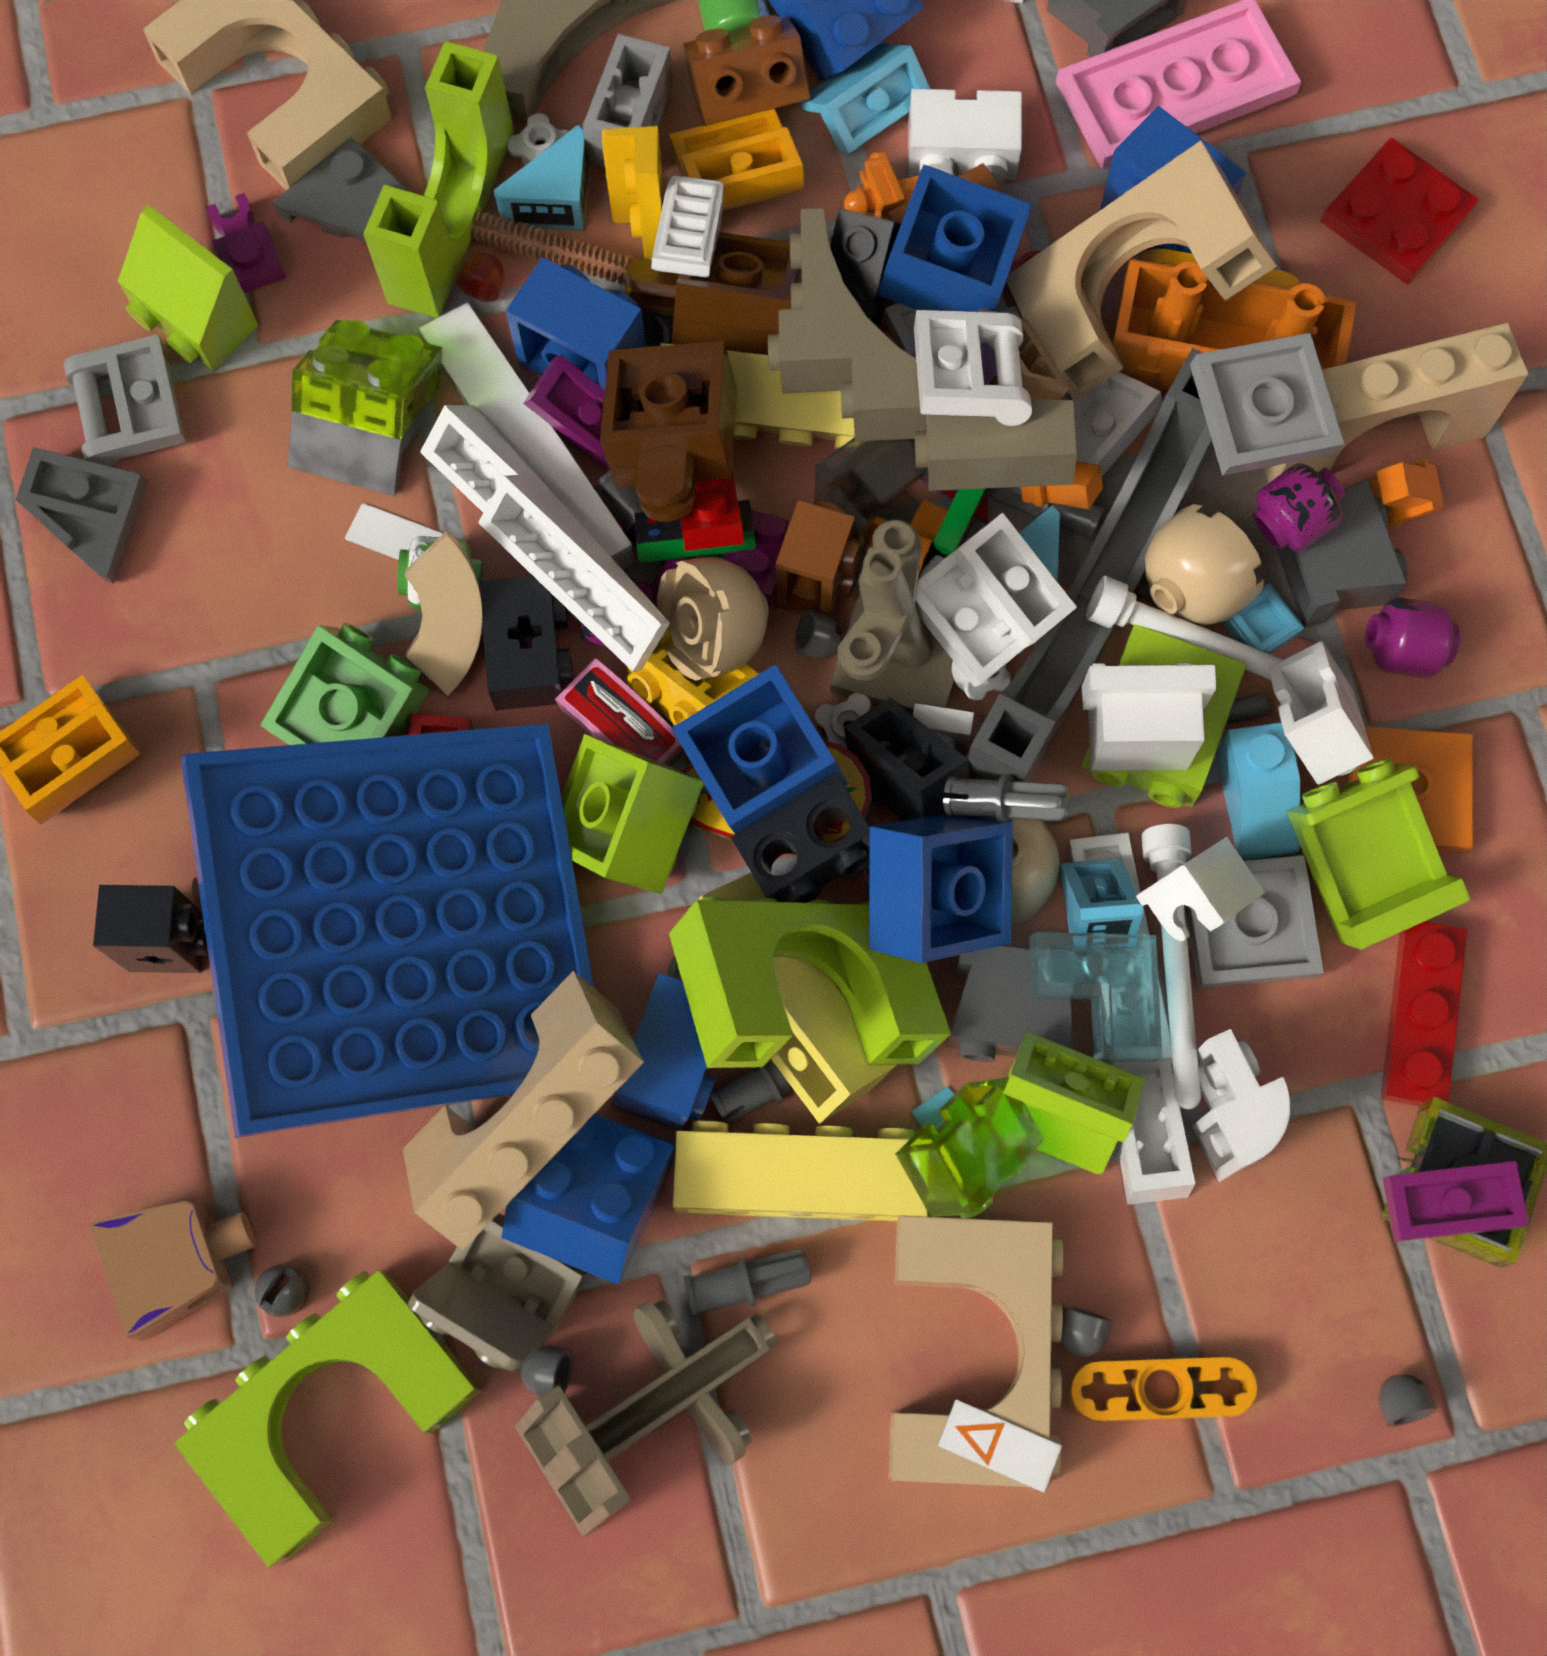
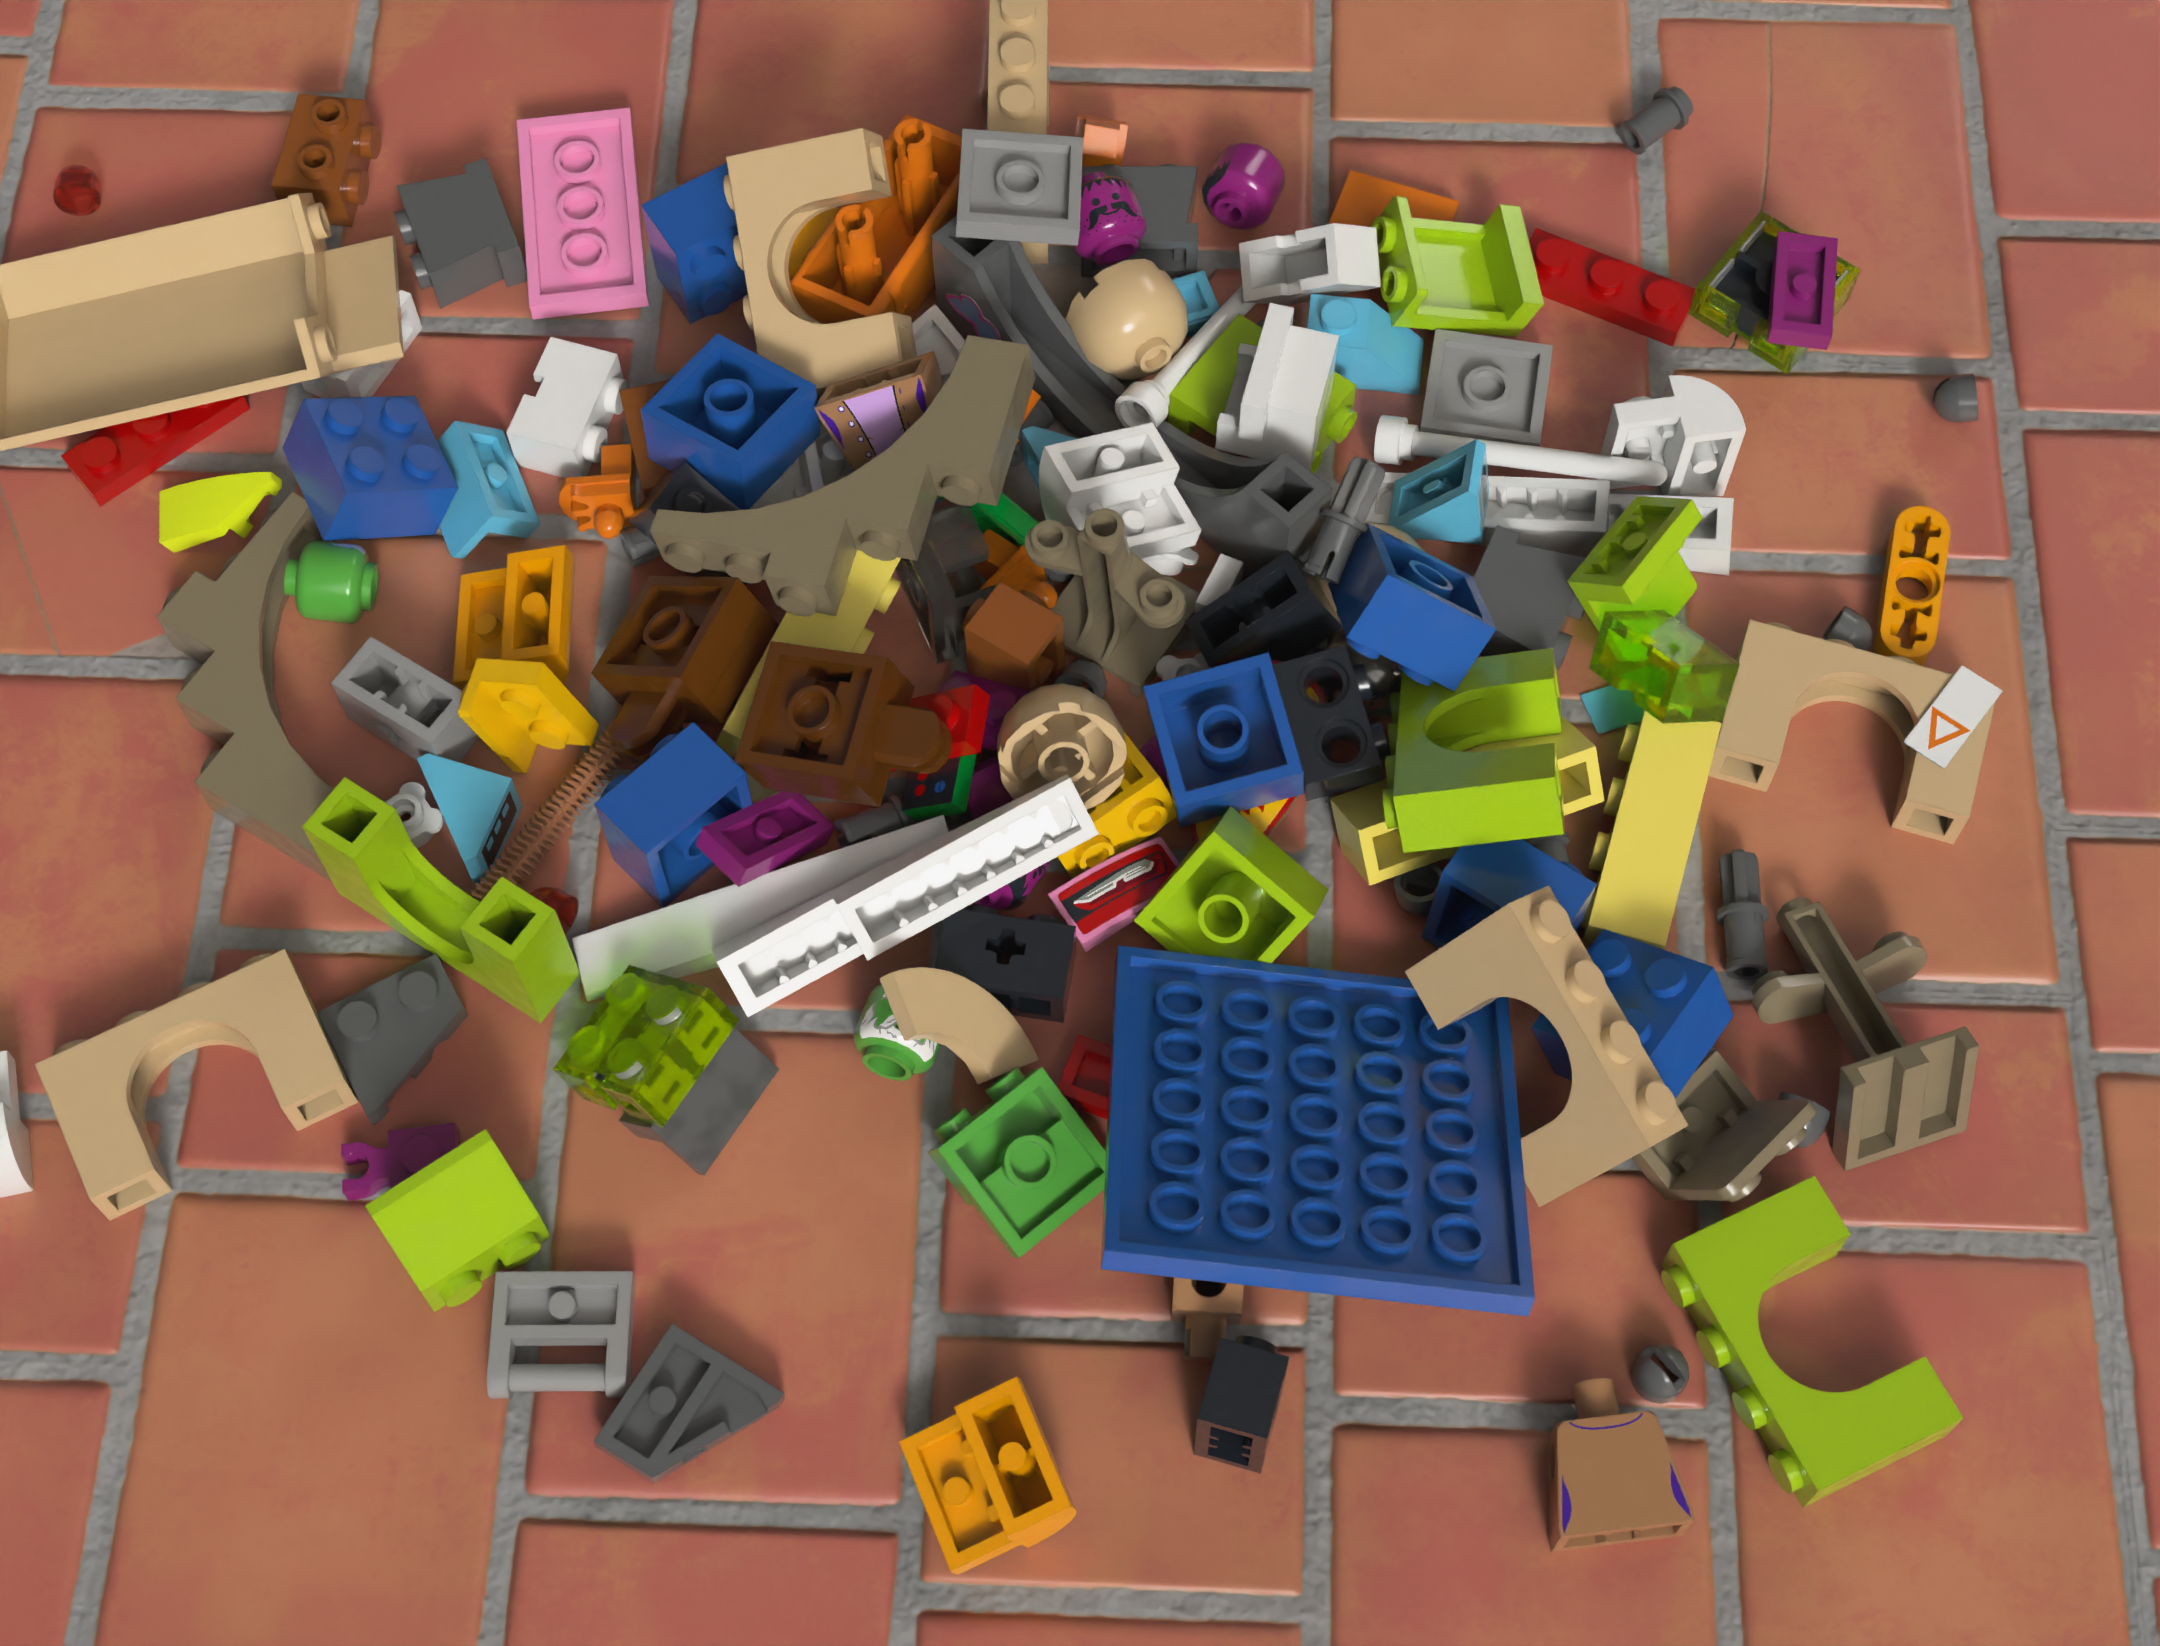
camera: 75 degrees left, 10 degrees down
(385, 531) = (824, 1082): white sticker -> none
(692, 223) = (600, 658): white slope -> none
(746, 69) = (414, 583): dark orange brick -> none
(952, 365) = (901, 410): white plate -> none
(1119, 979) = (1537, 495): clear light blue plate -> none
(1211, 883) = (1459, 398): white hinge -> none
(1399, 210) = (792, 75): red plate -> none

